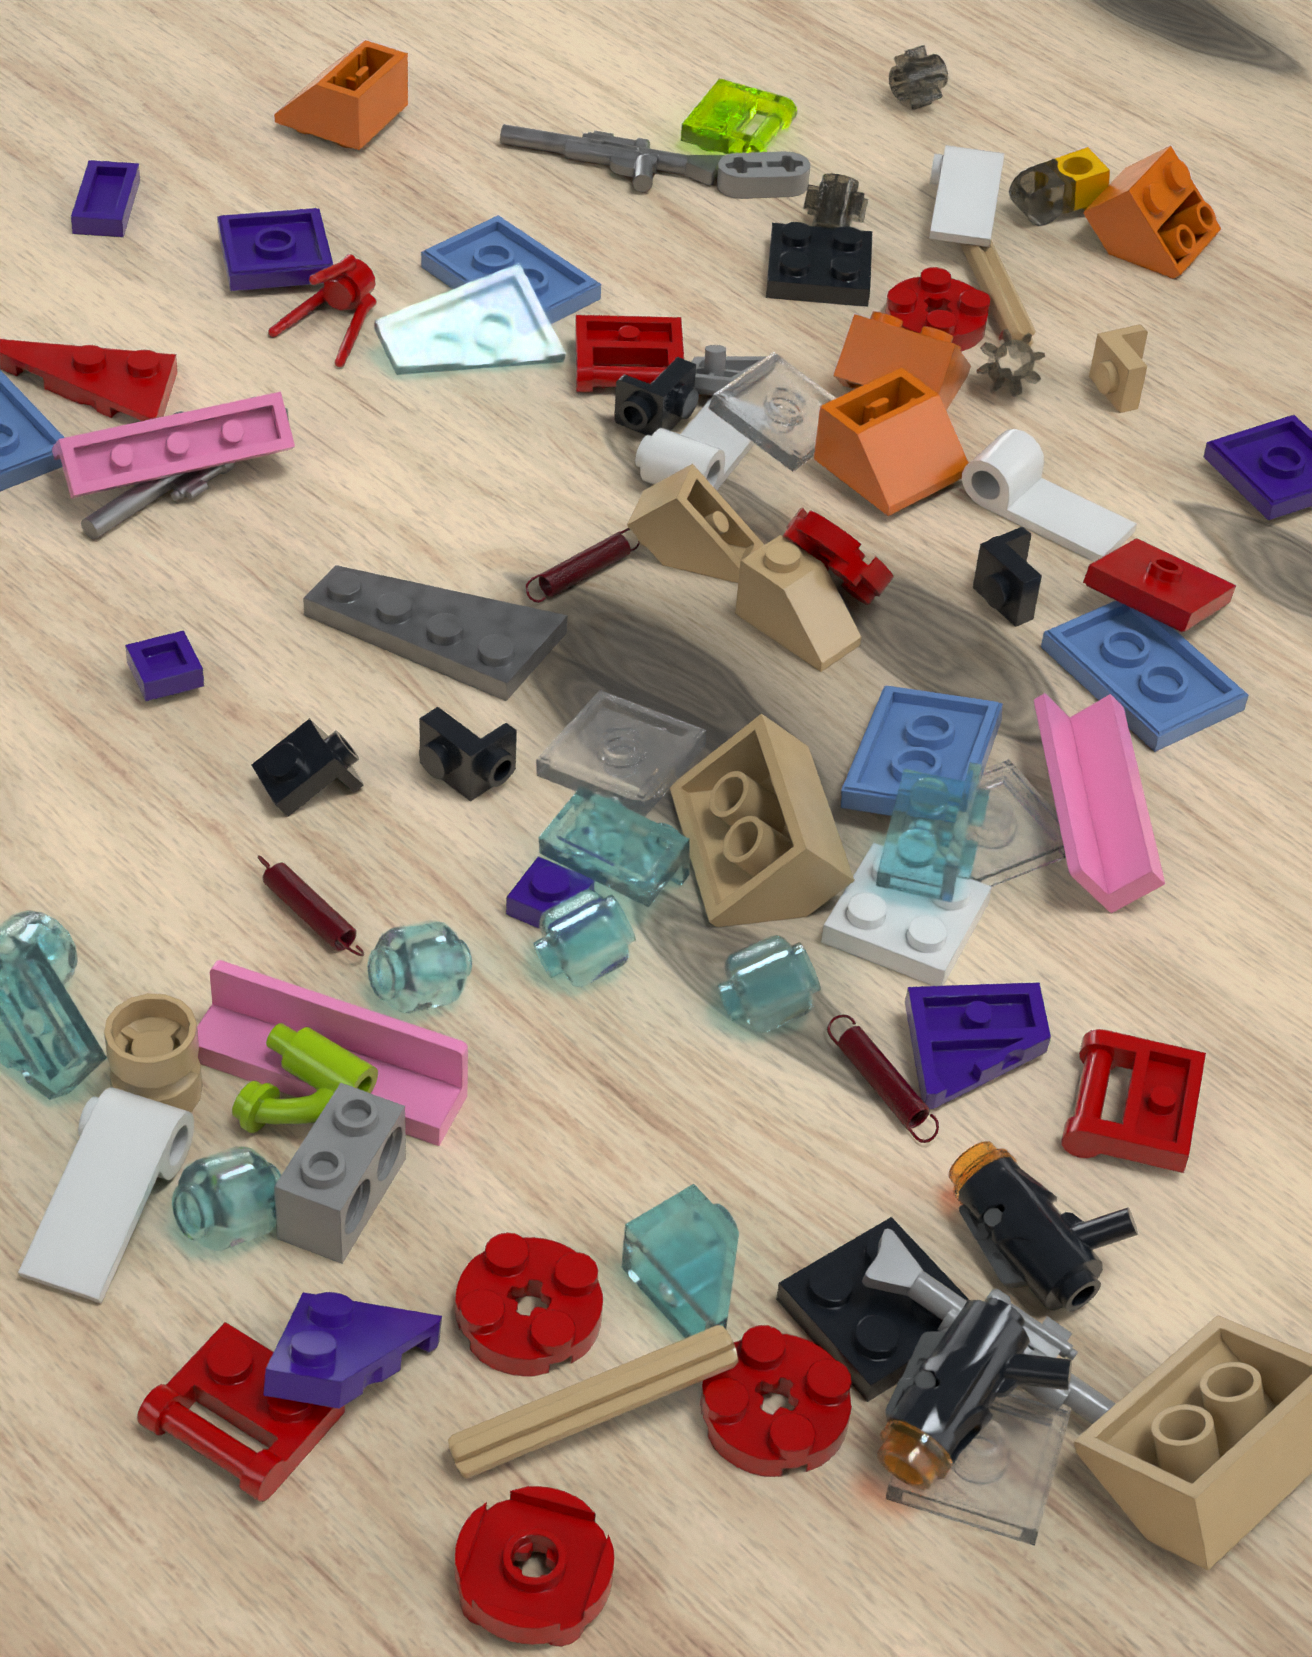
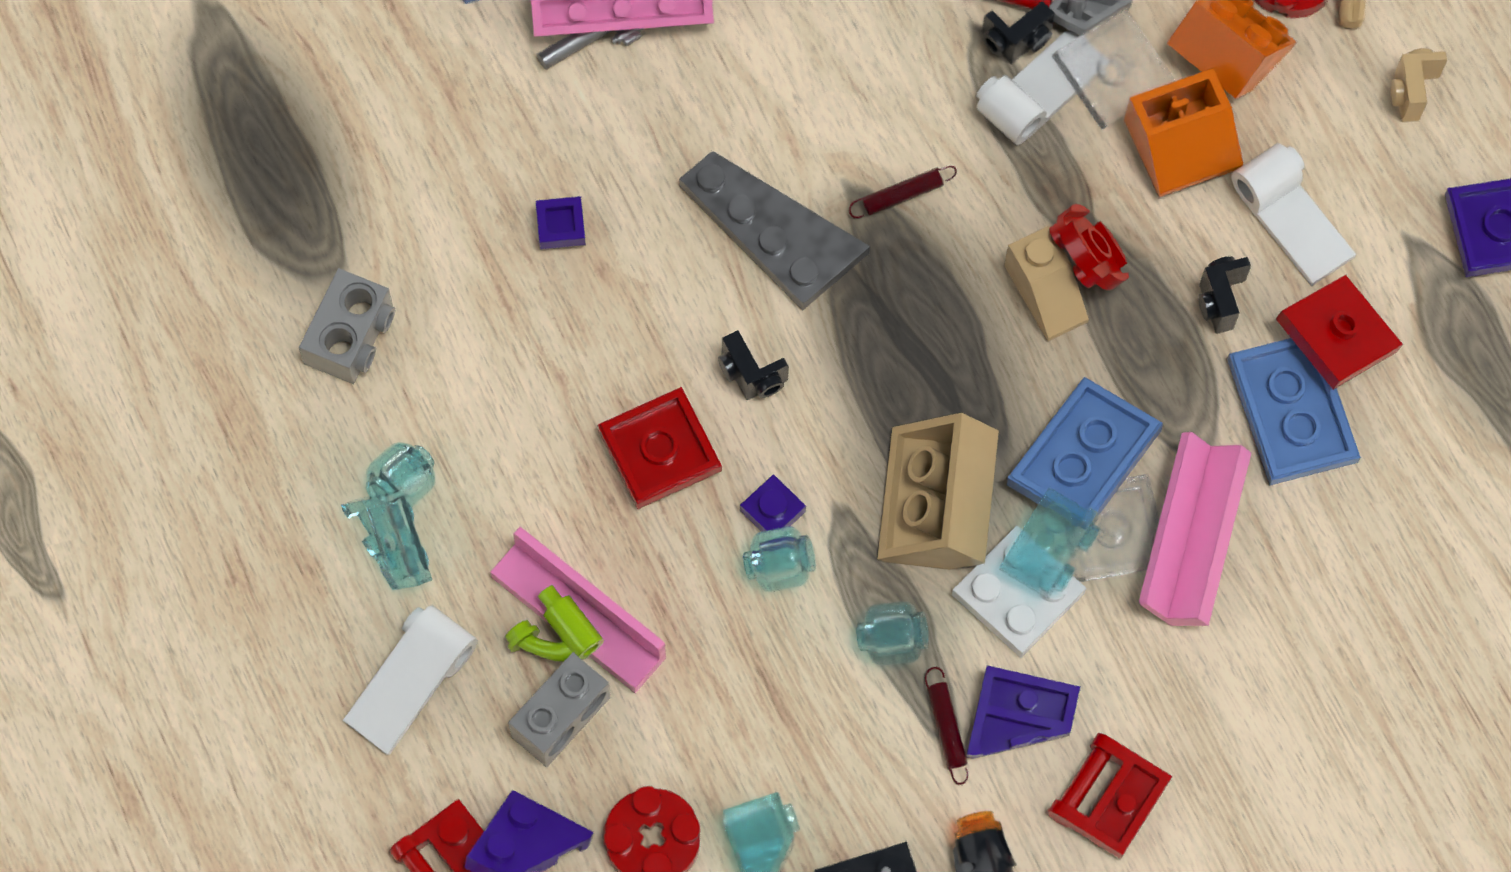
camera: 20 degrees right, 25 degrees up
(155, 1050) = (462, 586): tan wheel -> none
(226, 1198) = (483, 708): clear light blue head -> none
(306, 765) = (636, 348): black bracket -> none
(310, 906) = (604, 472): dark red piece -> none
(376, 862) = (659, 447): none -> red plate
(419, 966) = (660, 553): clear light blue head -> none
(616, 846) = (826, 487): clear light blue bracket -> none
(621, 752) = (865, 393): clear plate -> none
(692, 526) = (996, 184): tan slope -> none
(1016, 349) = (1322, 73): clear smoke gear -> none

